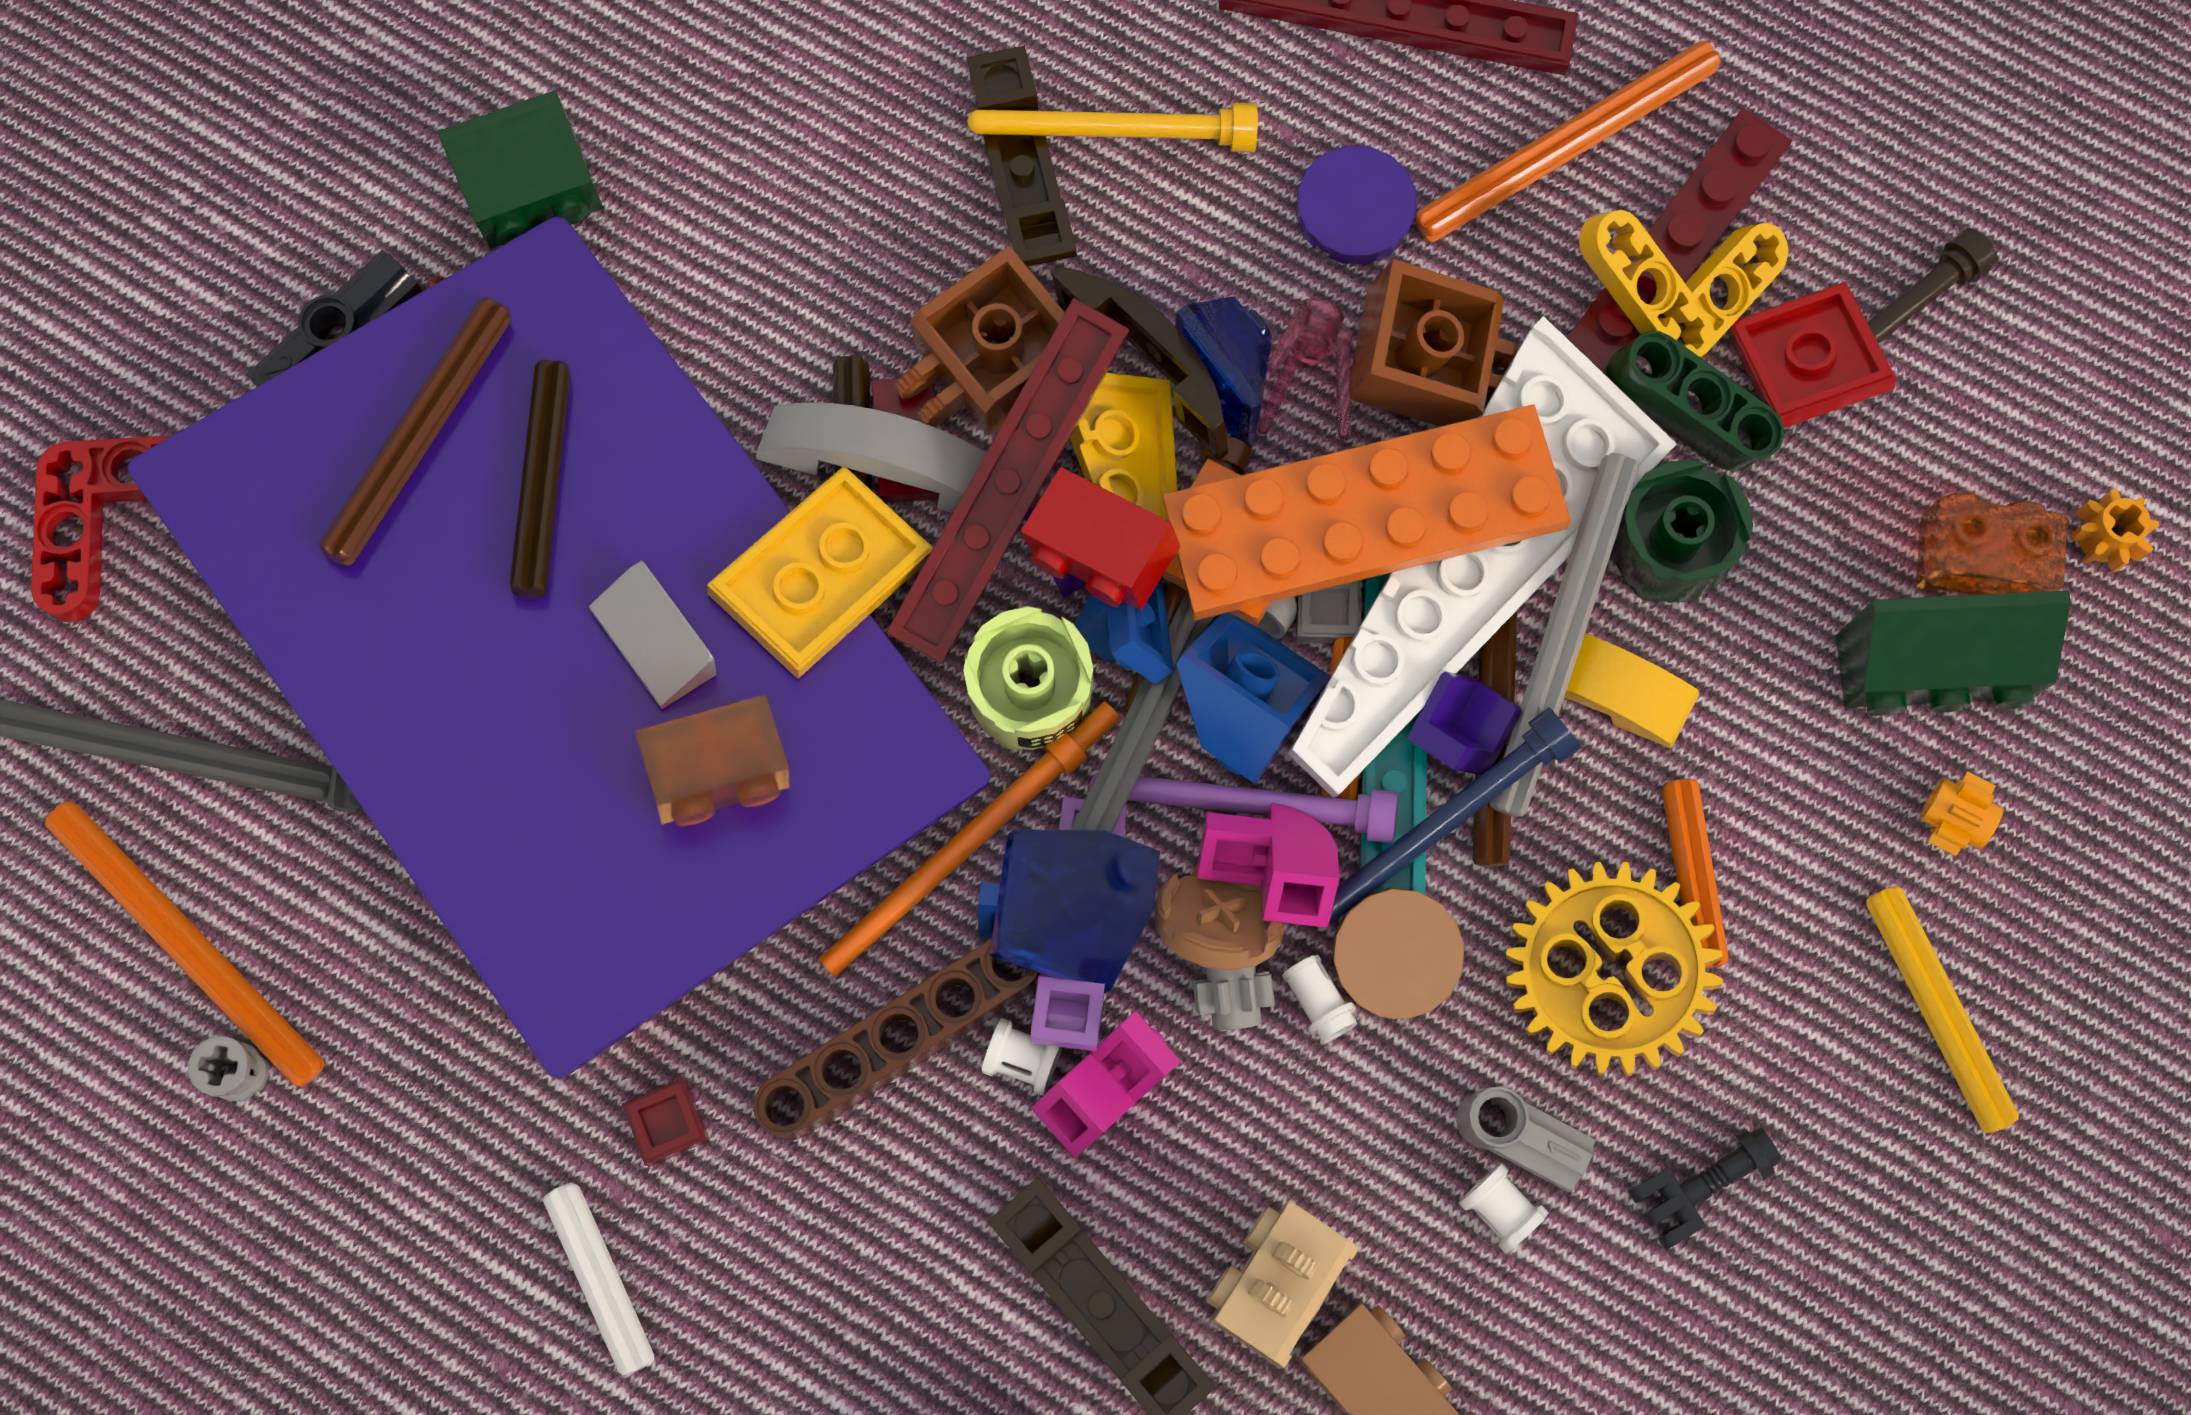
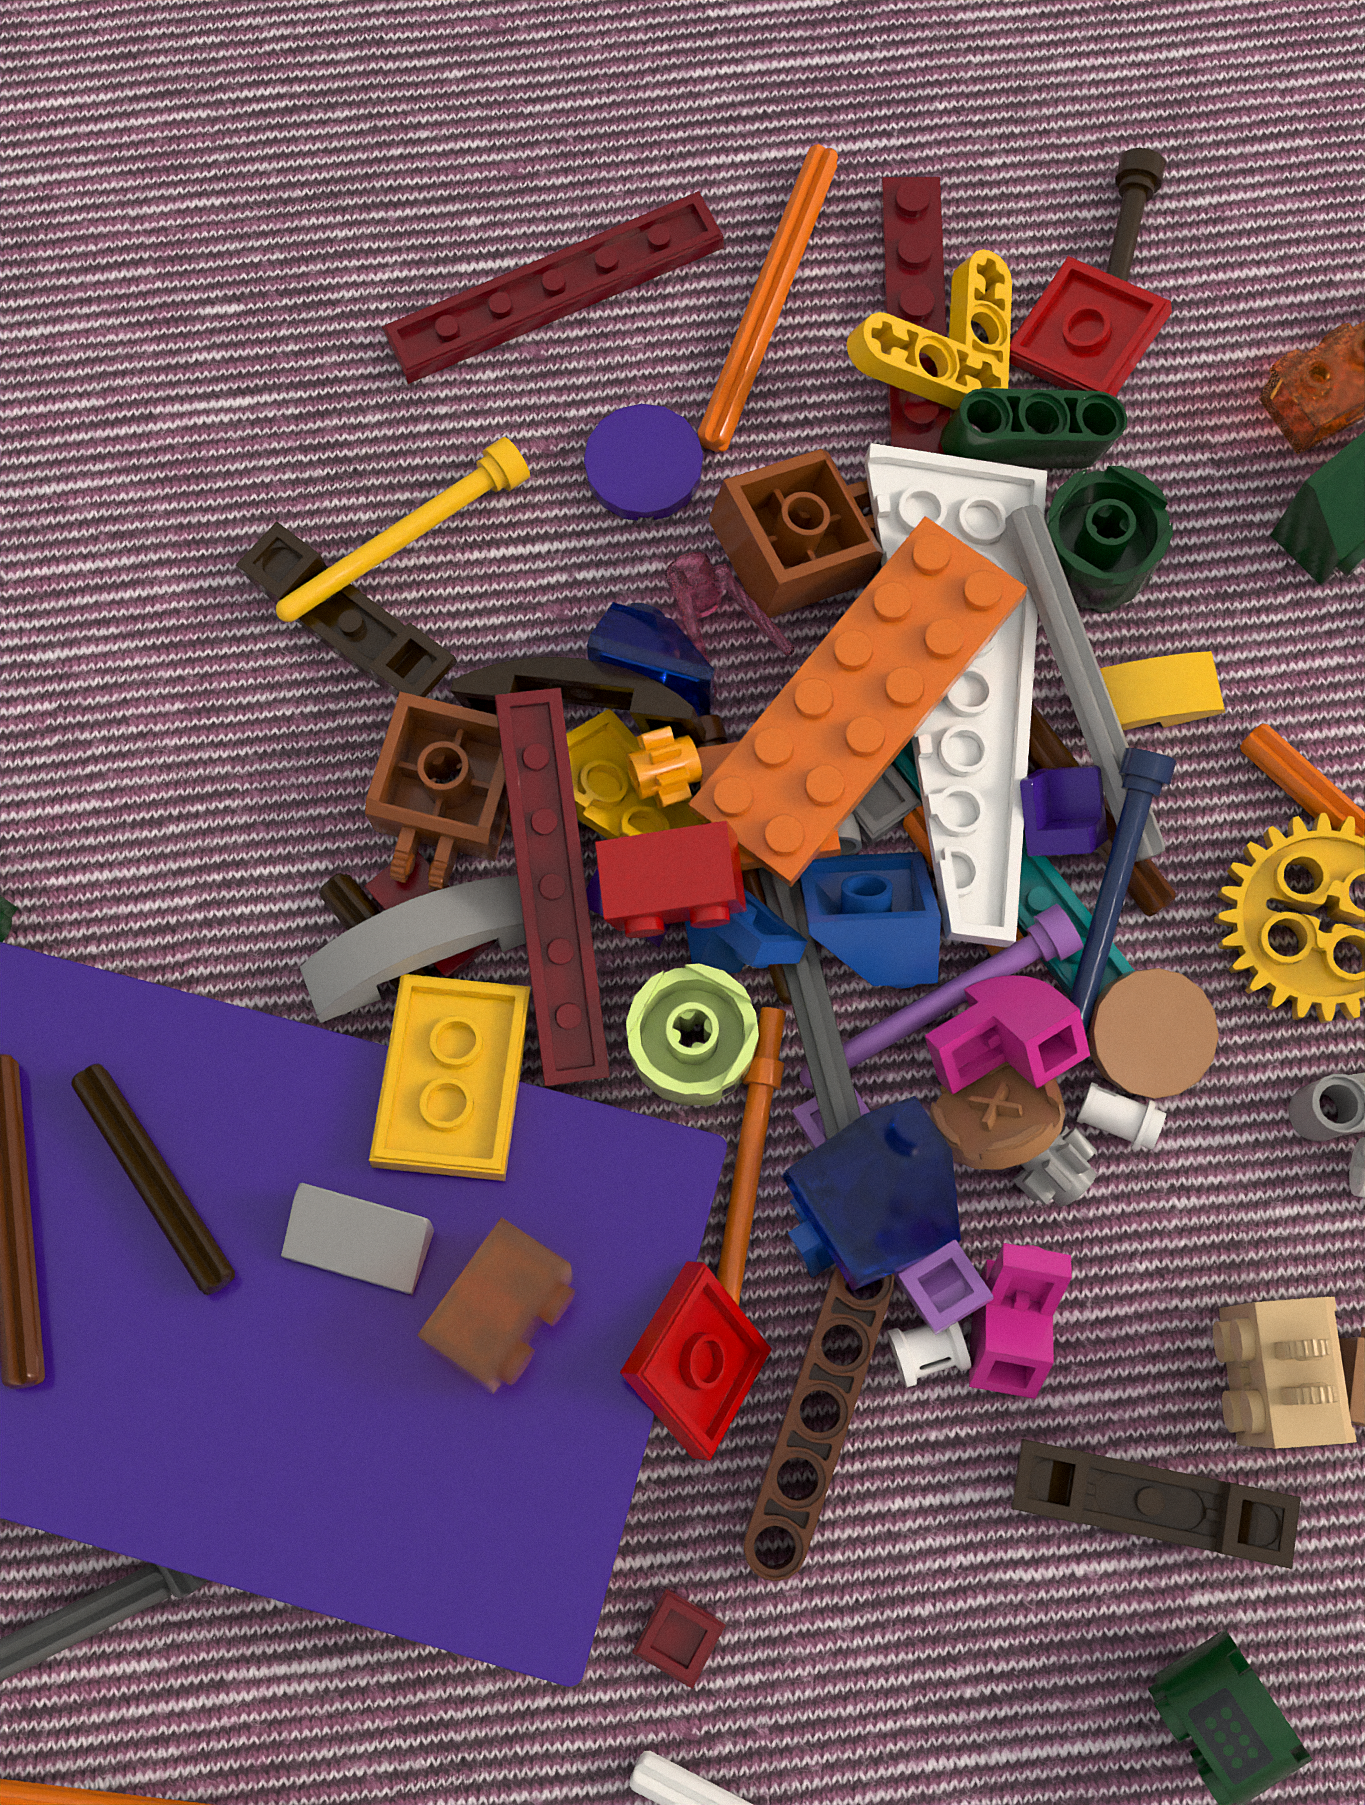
camera: 35 degrees left, 0 degrees up
(834, 921) = (696, 1360): none -> red tile
(1168, 453) = (664, 767): none -> light orange gear

